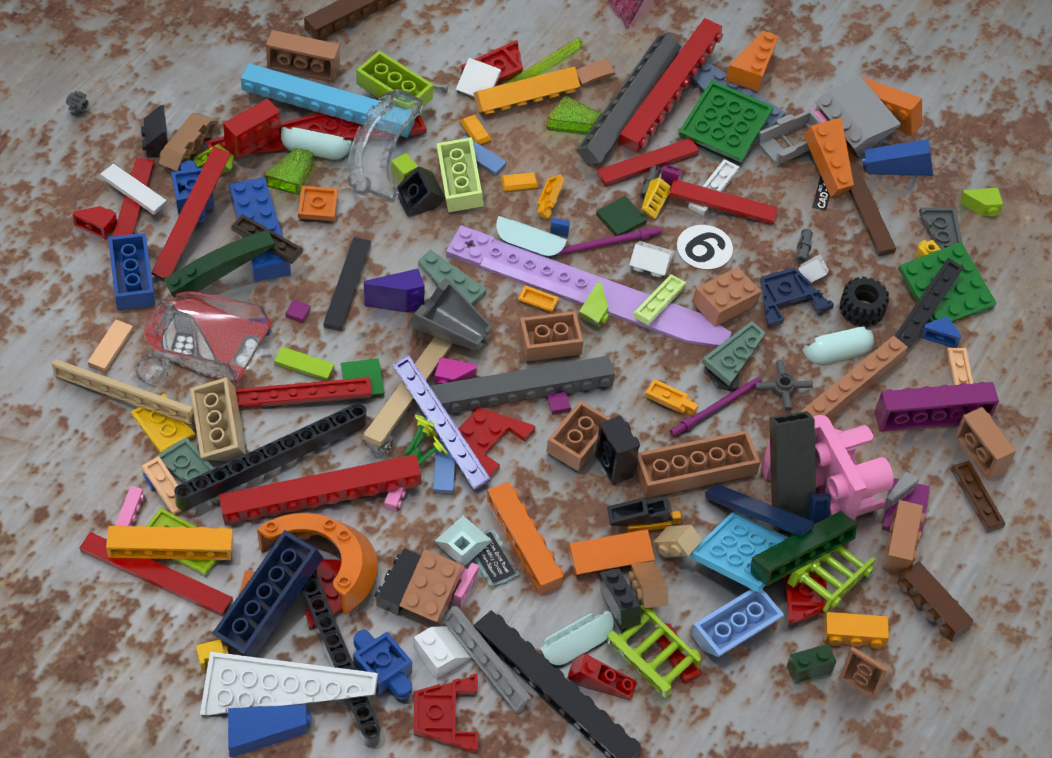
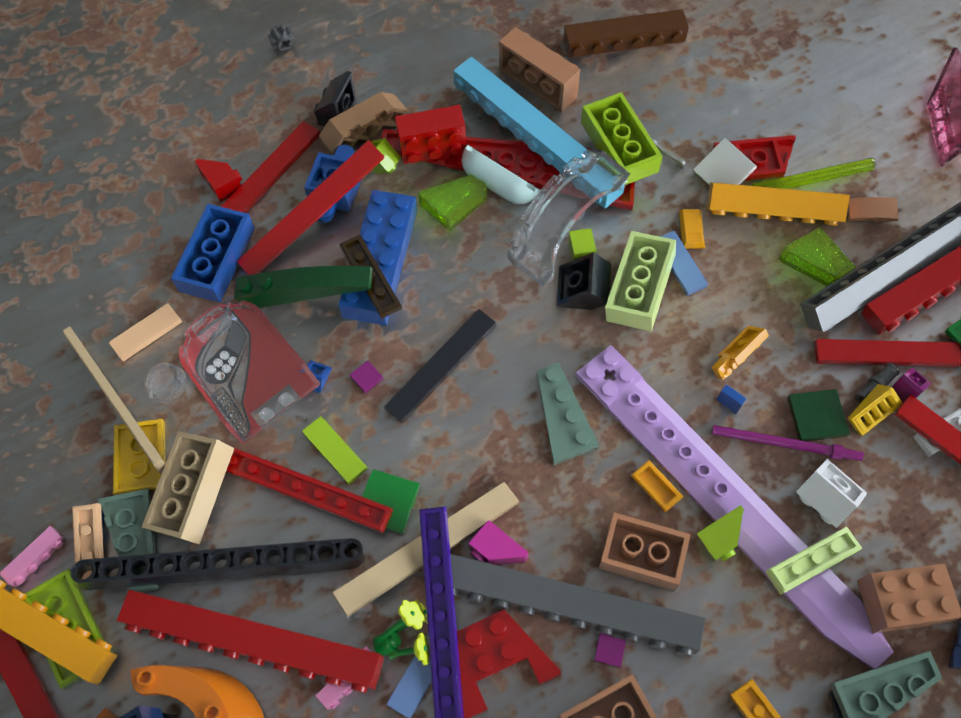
camera: 35 degrees right, 10 degrees up
(133, 189) = (276, 156): white tile -> none
(318, 203) = (462, 250): orange plate -> none
(395, 292) = (486, 405): dark purple slope -> none
(451, 318) = (531, 472): dark grey cone -> none
(519, 182) = (711, 316): light orange tile -> none
(529, 237) = (687, 397): light aqua brick -> none
(704, 247) = (911, 504): white sticker -> none

